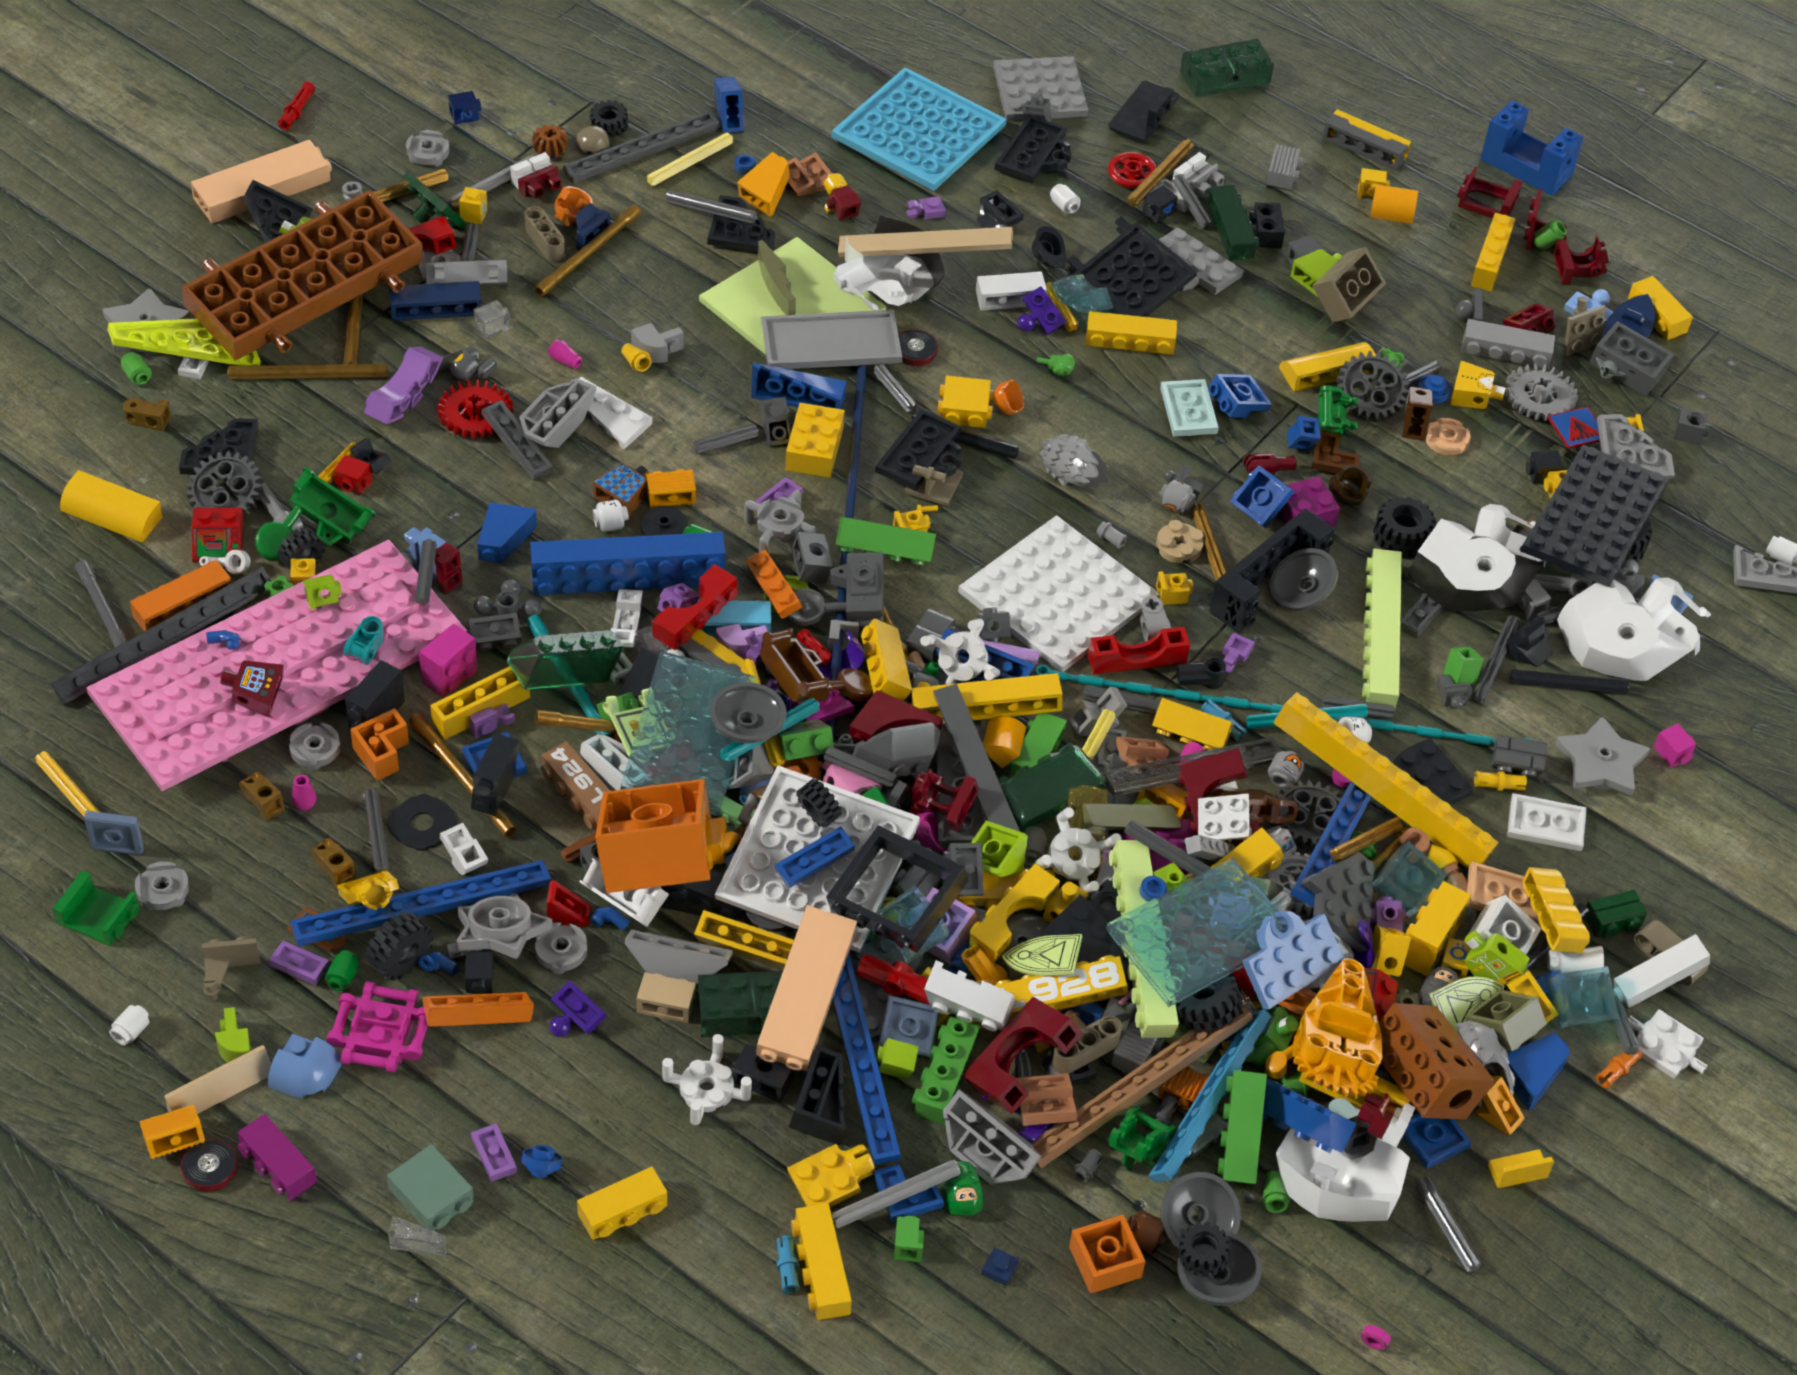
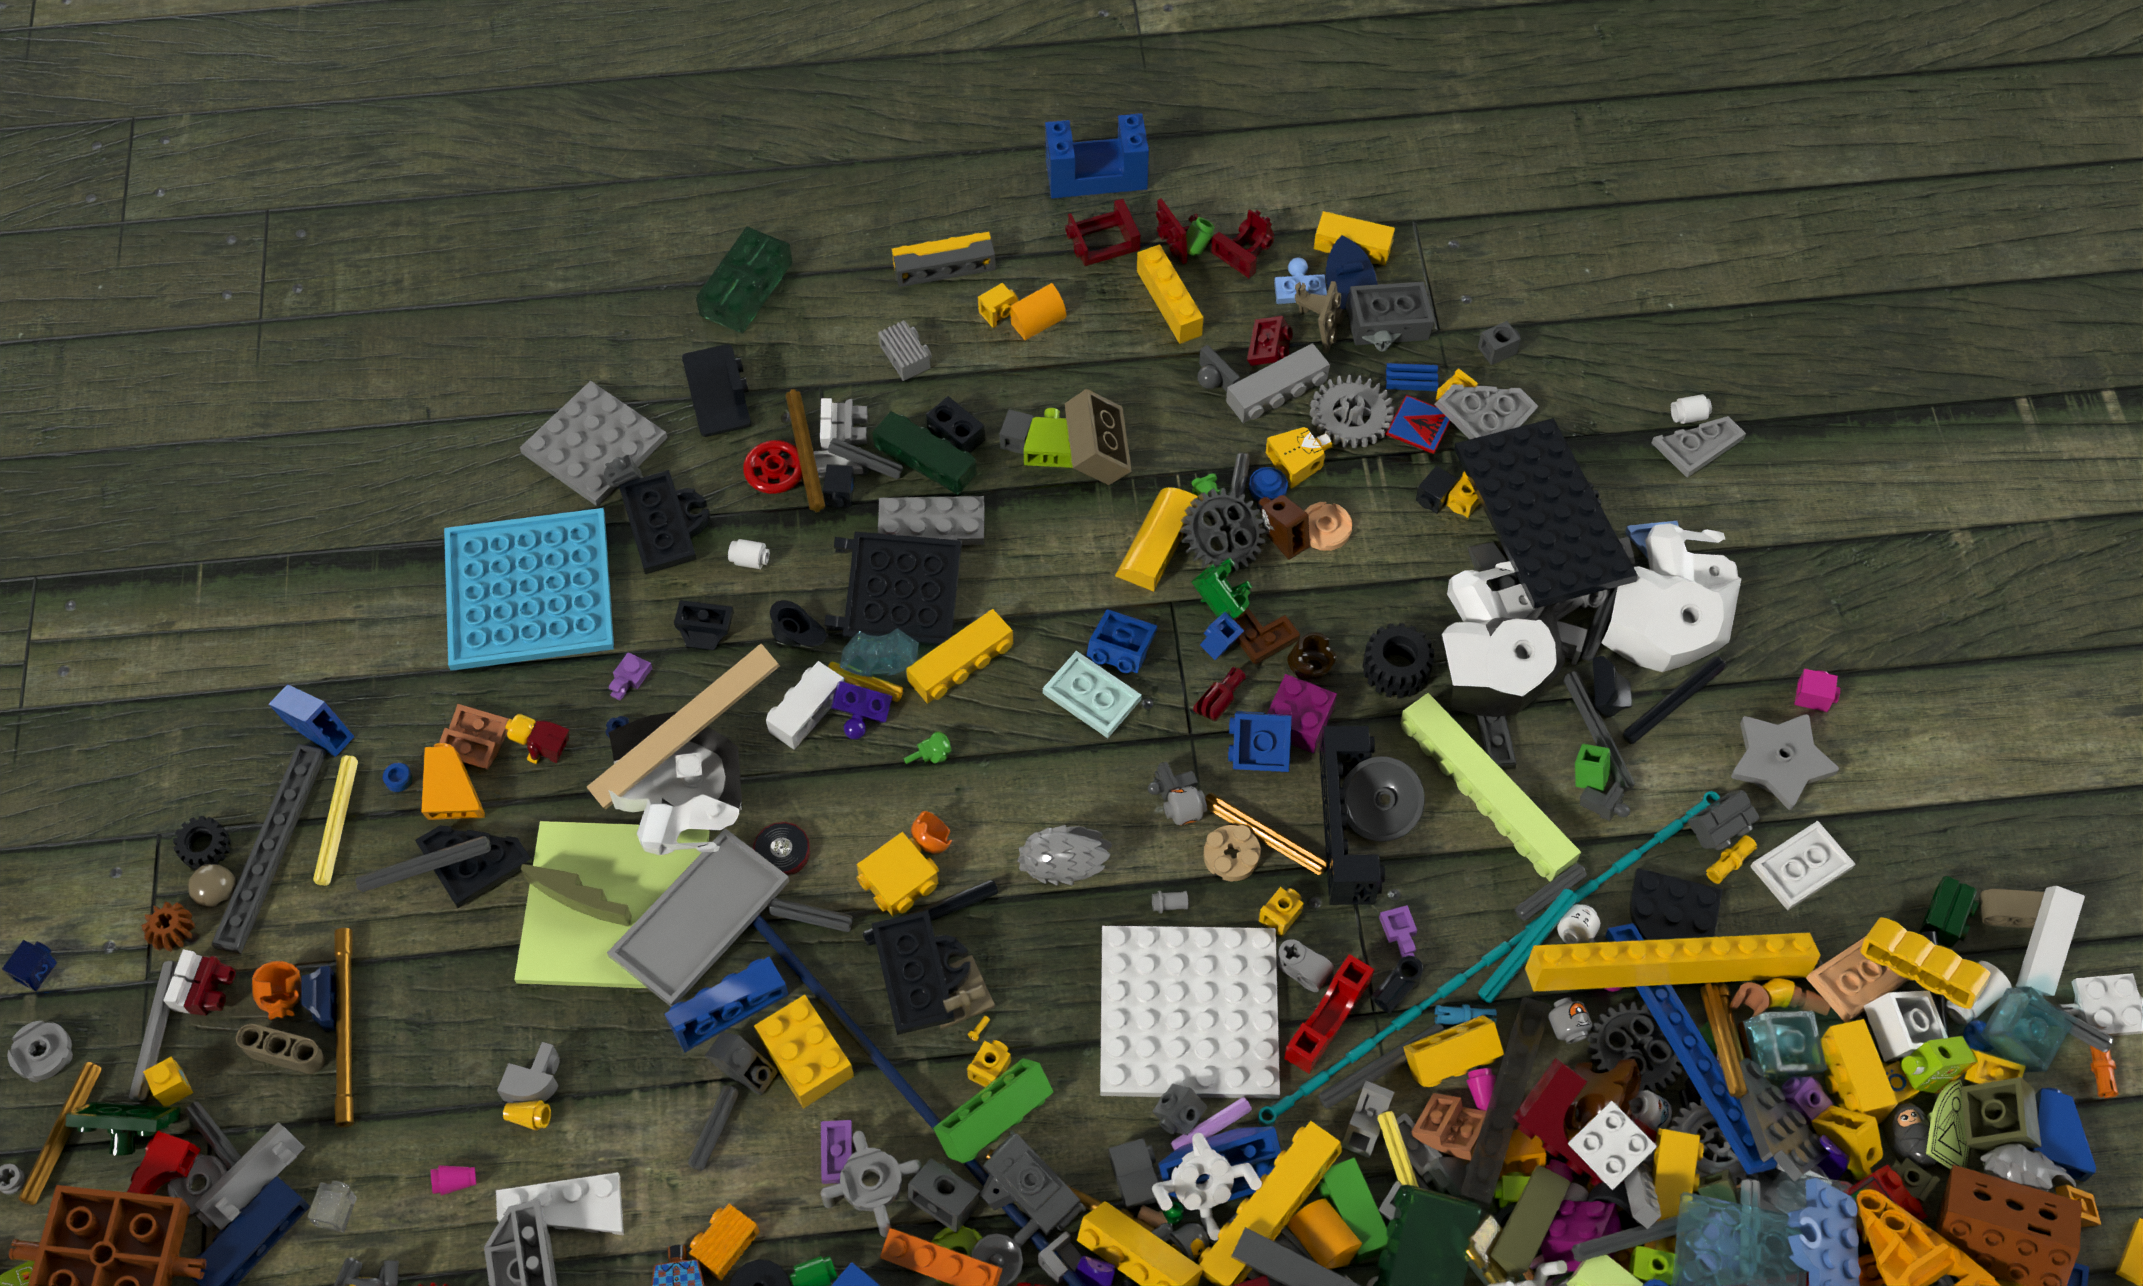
camera: 40 degrees left, 10 degrees up
(1608, 401) = (1411, 373): none -> blue tile

